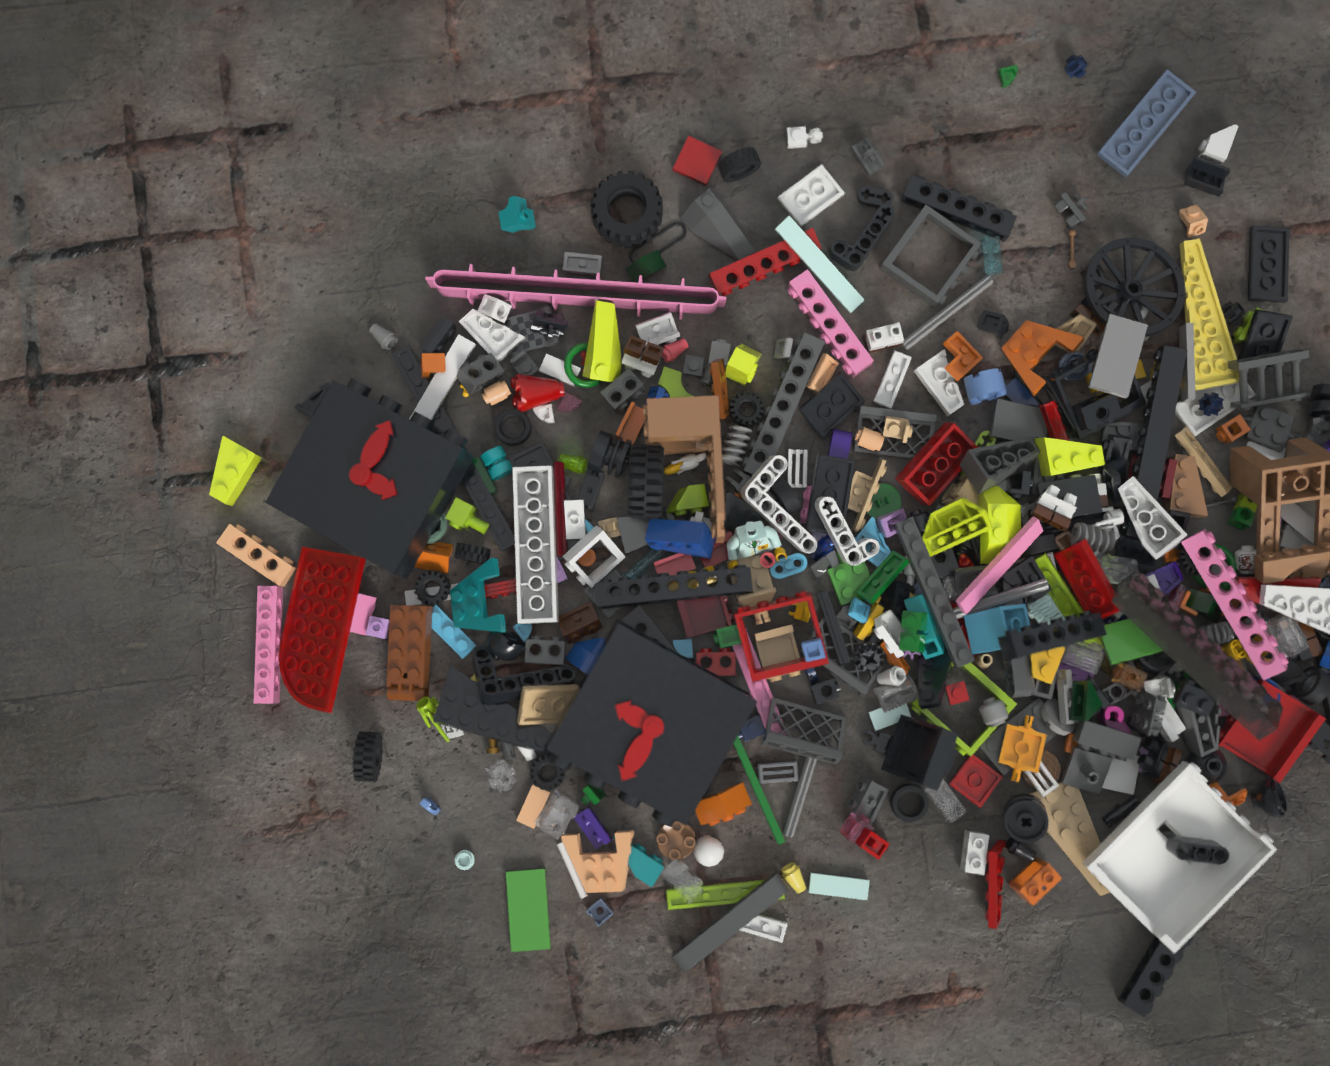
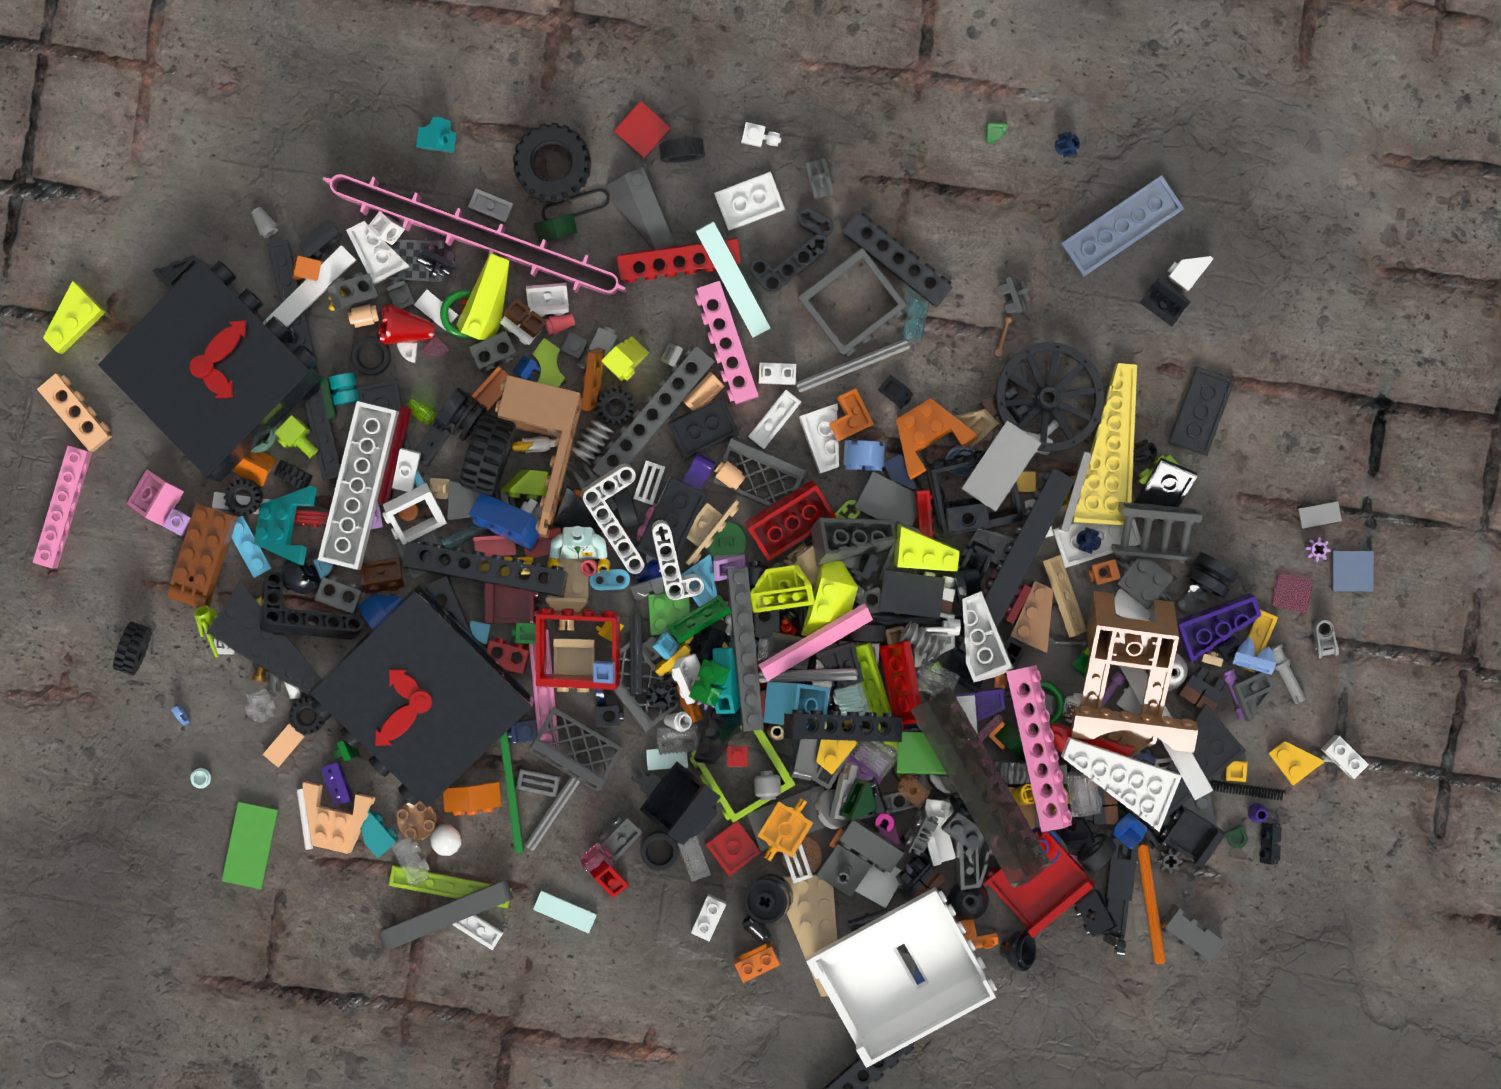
camera: 25 degrees right, 5 degrees up
(319, 625) = (118, 503): red plate -> none
(544, 703) = (322, 647): tan tile -> none
(557, 814) = (304, 760): clear brick -> none
(600, 918) = (317, 874): sand blue piece -> none
(793, 876) = (522, 890): light yellow cone -> none
(897, 428) = (761, 472): tan bracket -> none
(995, 881) = (719, 953): red wing -> none
(1053, 509) = (897, 607): hips -> none
(1194, 219) = (1137, 343): light nougat bracket -> none
(1204, 854) = (930, 984): black beam -> none

